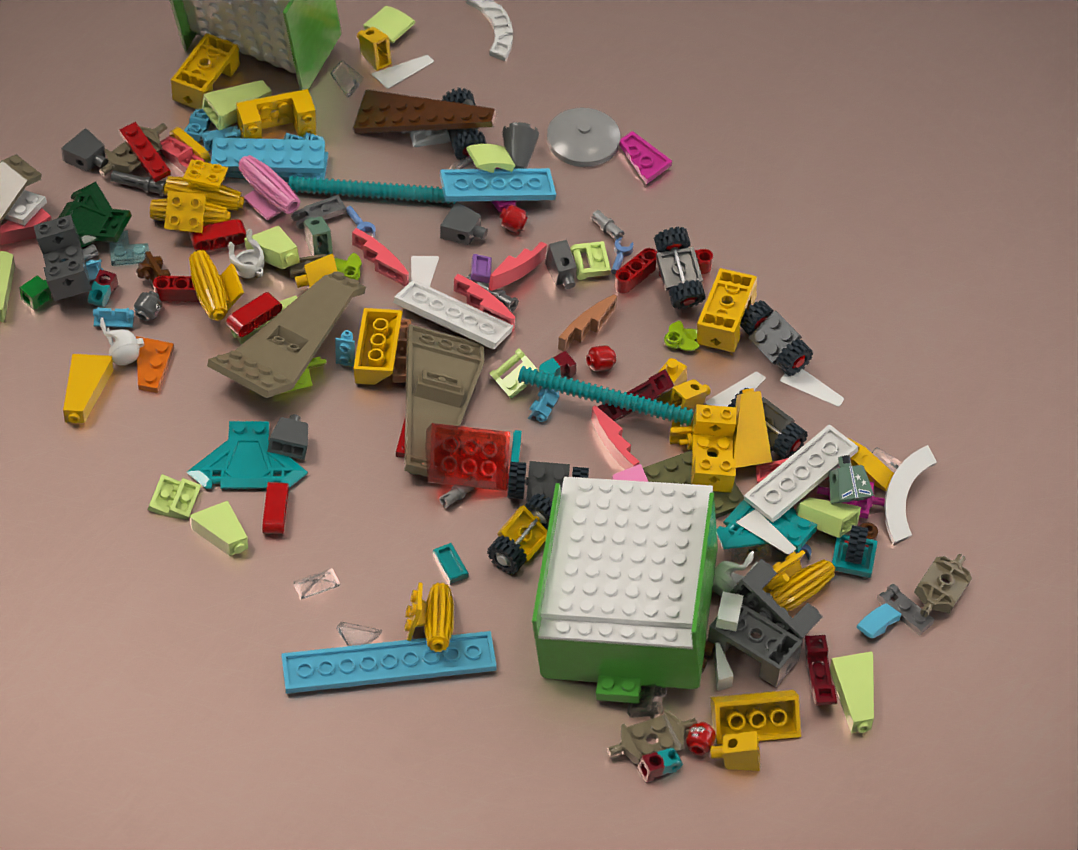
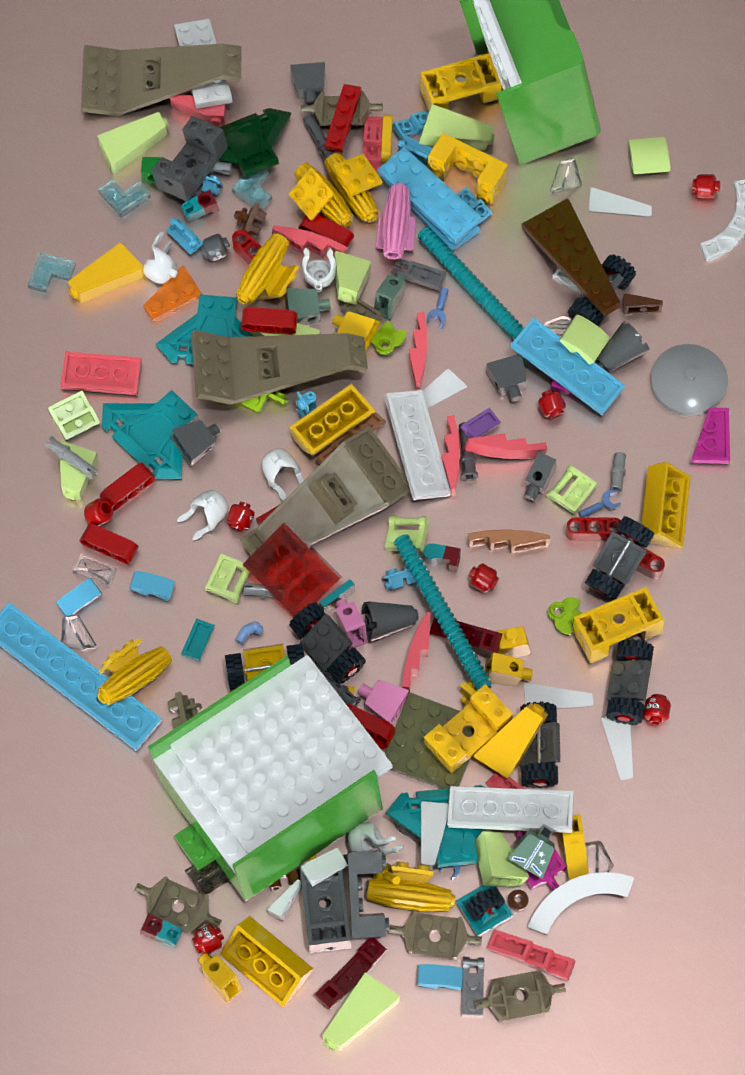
camera: 50 degrees right, 15 degrees up
(32, 418) = (48, 267): none -> clear light blue plate
(35, 331) = (124, 201): none -> clear light blue plate
(161, 452) = (101, 373): none -> coral plate
(197, 376) = (213, 316): none -> teal plate
(214, 516) = (72, 458): none -> light grey pin
(216, 249) = (302, 239): none -> coral slope
(260, 284) = (306, 305): none -> sand green torso
(276, 539) = (98, 512): none -> red head
(308, 555) = (109, 543): none -> red beam
(330, 608) = (79, 597): none -> medium azure slope
(356, 464) = (214, 507): none -> white hair
(369, 405) = (273, 462): none -> white hair
(371, 555) = (153, 584): none -> medium azure slope
(375, 47) = (612, 160): yellow torso -> none
(384, 458) = (240, 516): none -> red head
(418, 507) = (223, 575): none -> yellowish green plate
(451, 13) = (705, 186): none -> red head
(478, 525) = (247, 629): none -> light blue arm
(503, 111) = (638, 304): none -> reddish brown slope
(508, 618) = (186, 707): none -> dark tan hips
(547, 451) = (351, 622): none -> bright pink torso
(567, 437) = (387, 618): none -> dark grey cone
(658, 214) = (666, 504): none -> yellow slope
(814, 339) = (657, 709): none -> red head
(853, 588) = (452, 932): none -> dark tan plate
(917, 556) = (531, 955): none -> coral slope

